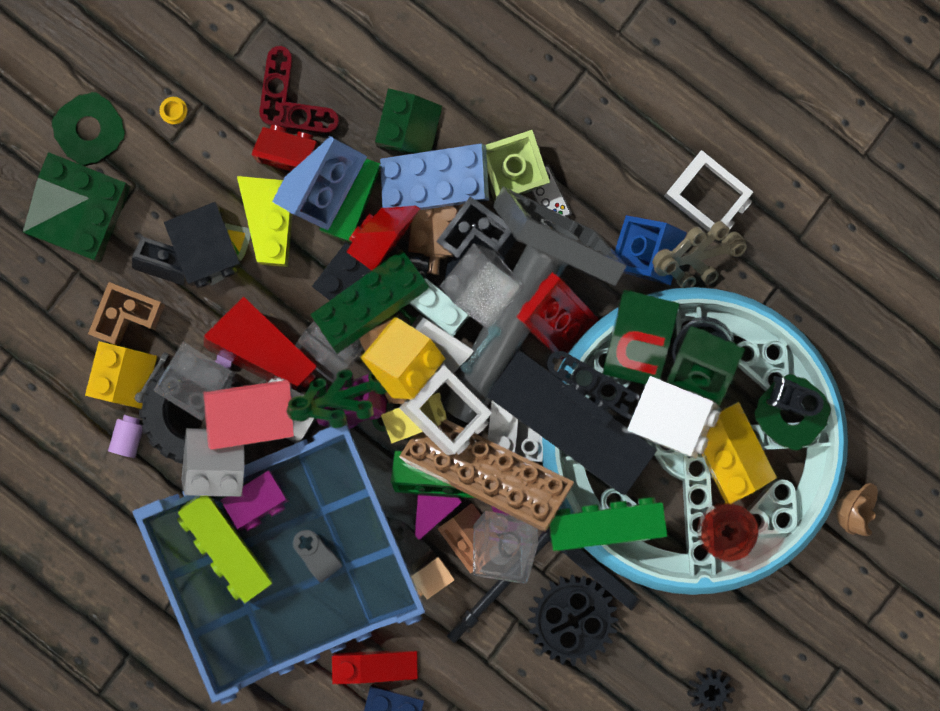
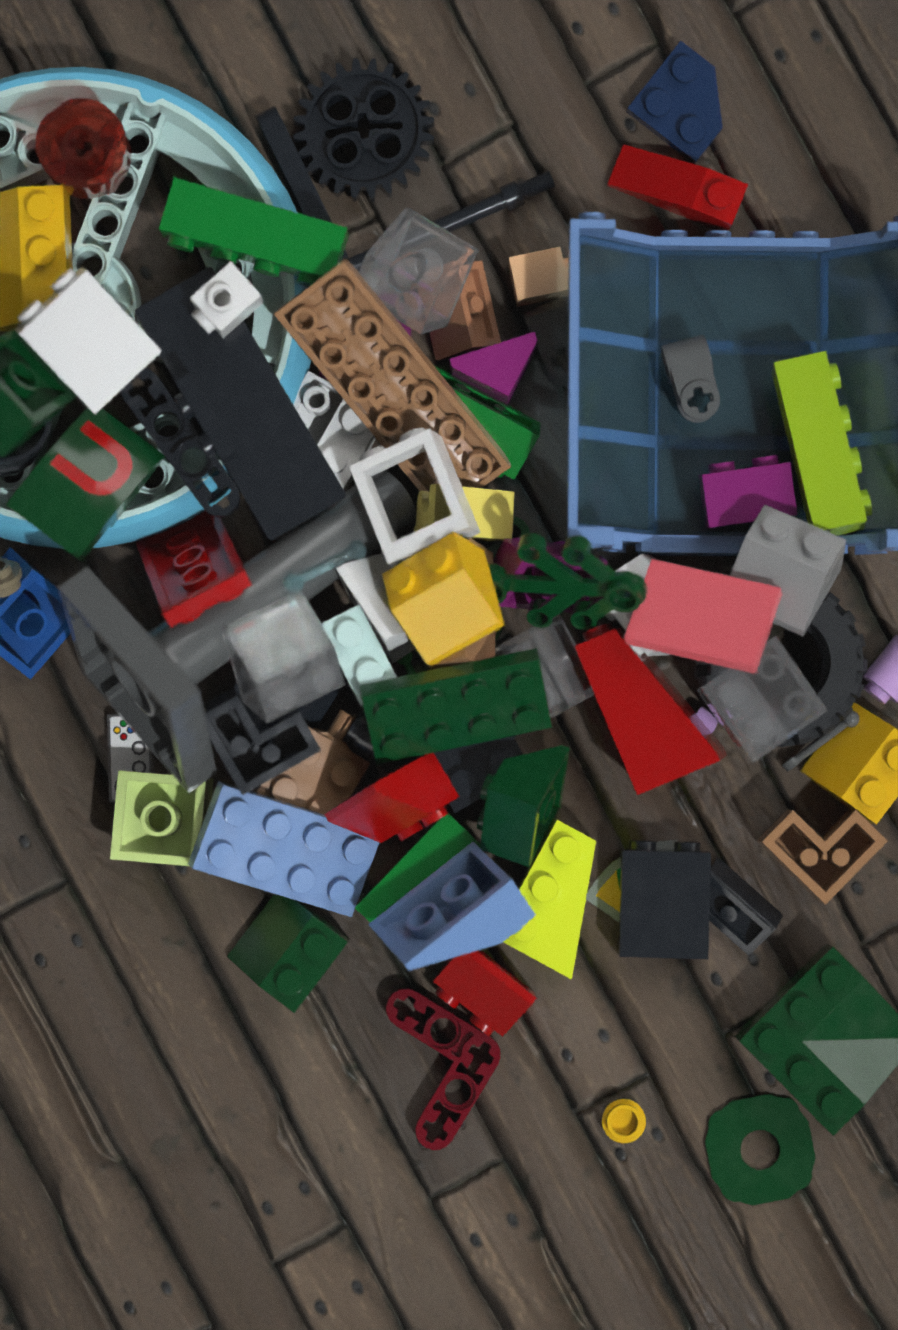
camera: 160 degrees left, 0 degrees up
(308, 264) = (522, 803): none -> dark green slope
(605, 476) = (225, 301): none -> white brick

